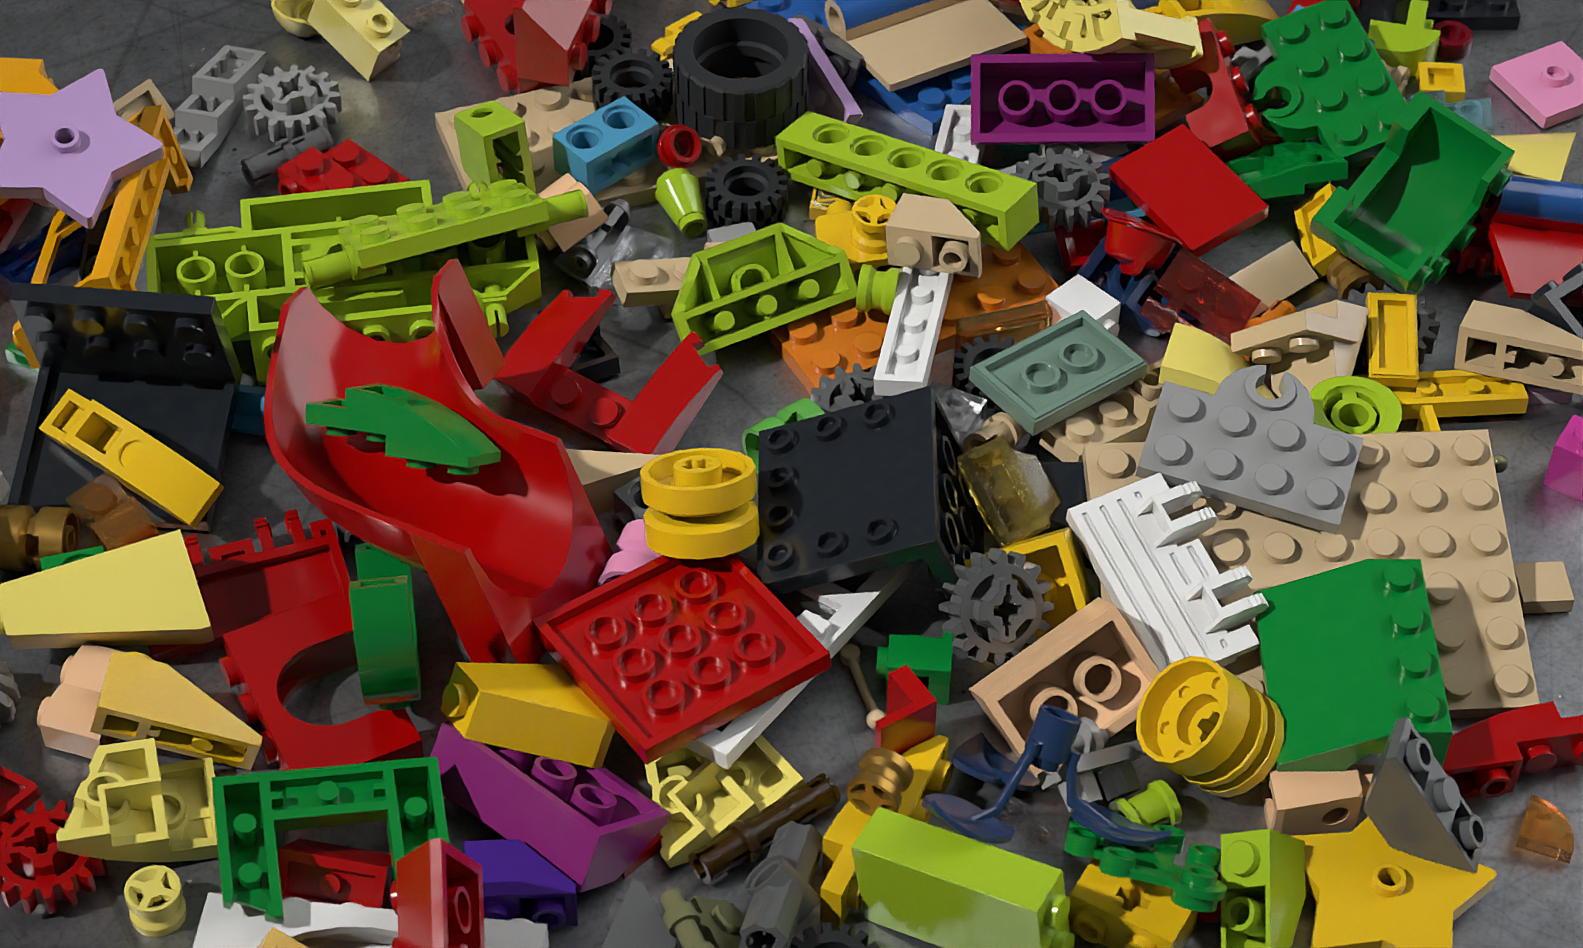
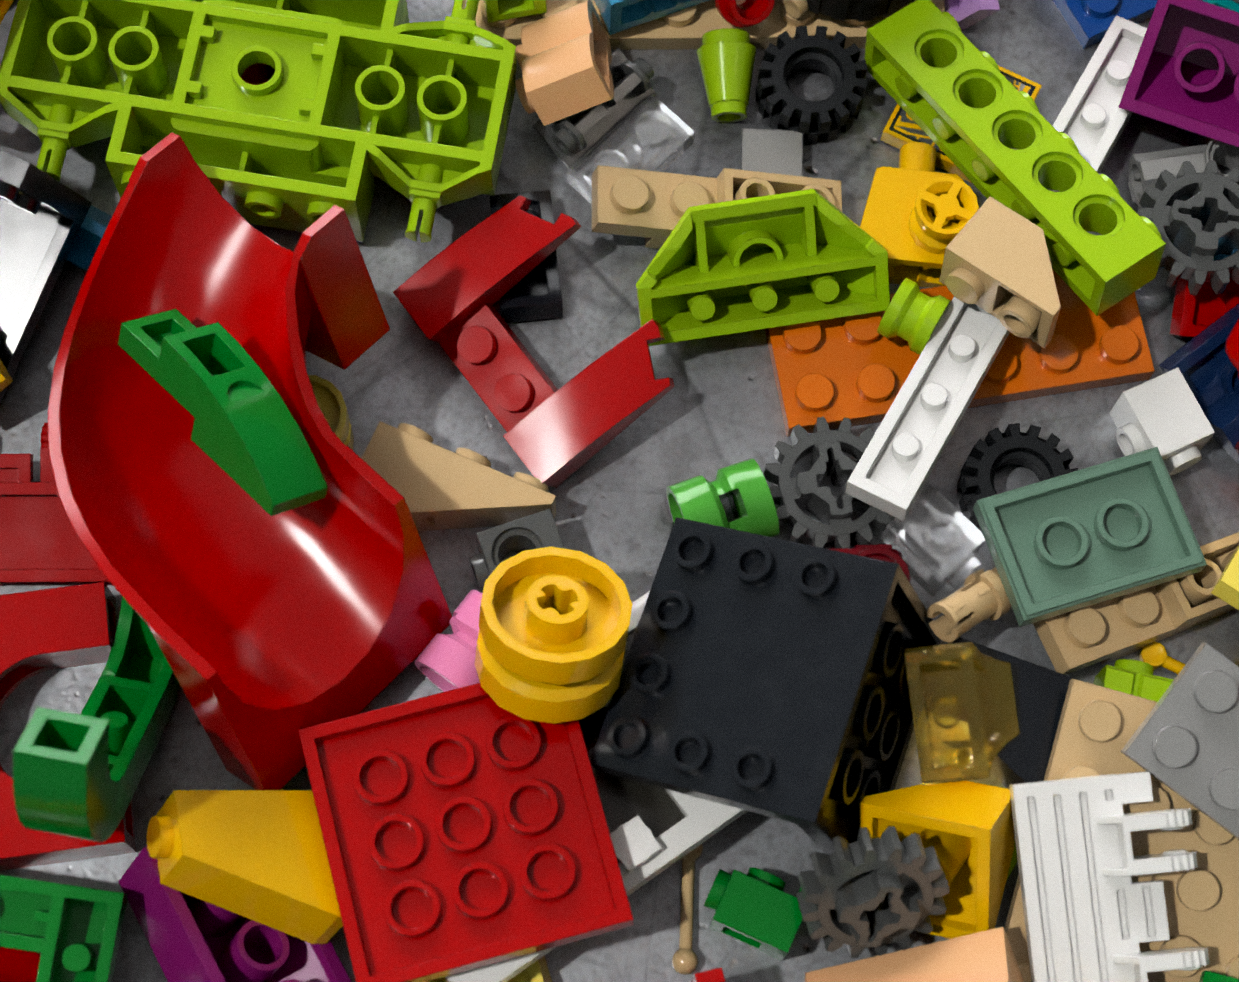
camera: 15 degrees right, 25 degrees up
(422, 229) = (383, 82): lime plate -> none
(1014, 322) = (1062, 415): clear orange tile -> none

